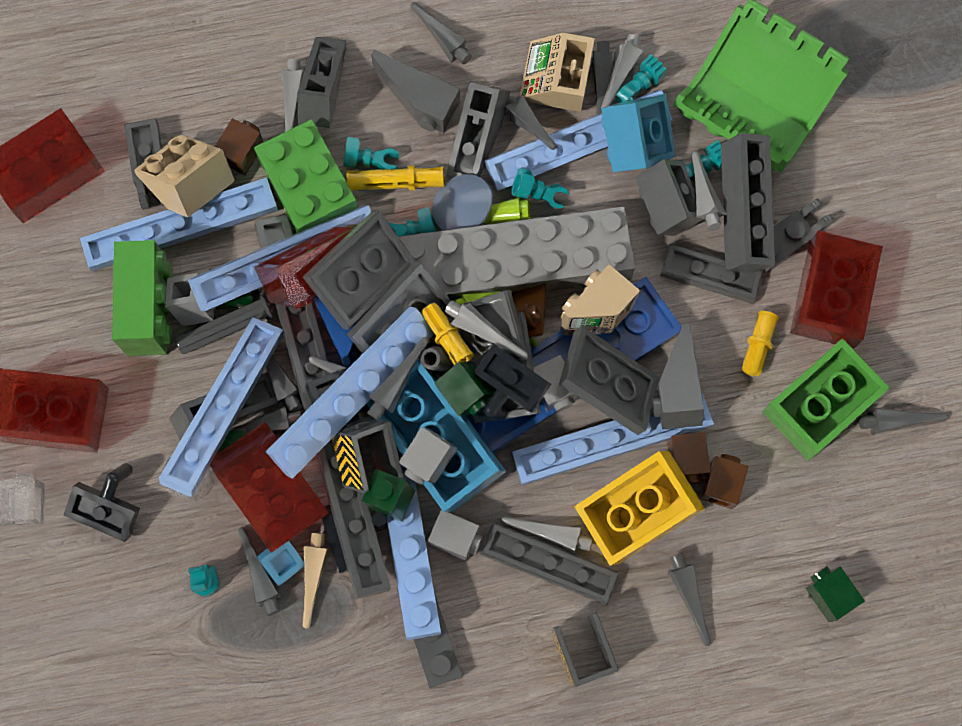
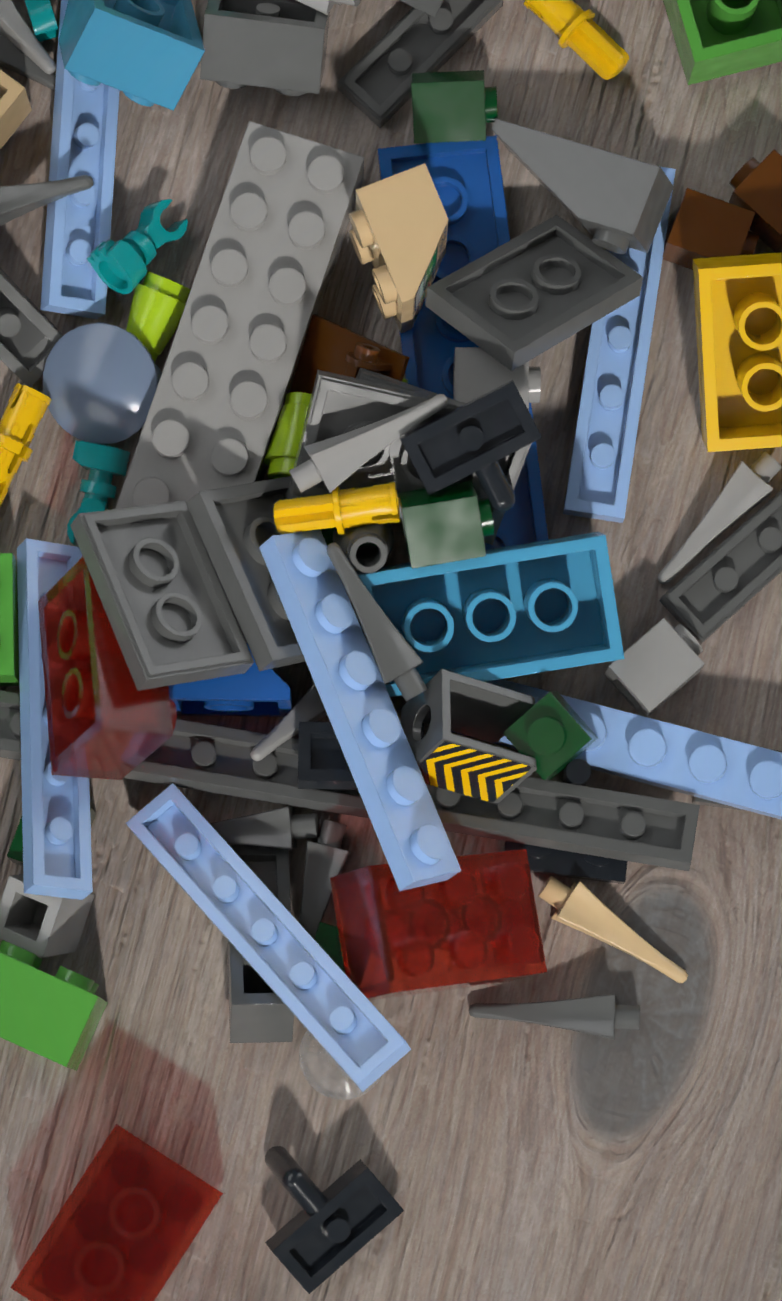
camera: 65 degrees left, 5 degrees up
(204, 580) = (530, 1108): teal piece -> none
(222, 326) = (110, 881): dark grey axle -> none
(281, 563) = (569, 968): dark azure plate -> none
(427, 456) = (530, 637): light grey brick -> none
(685, 299) = (452, 106): none -> dark green brick

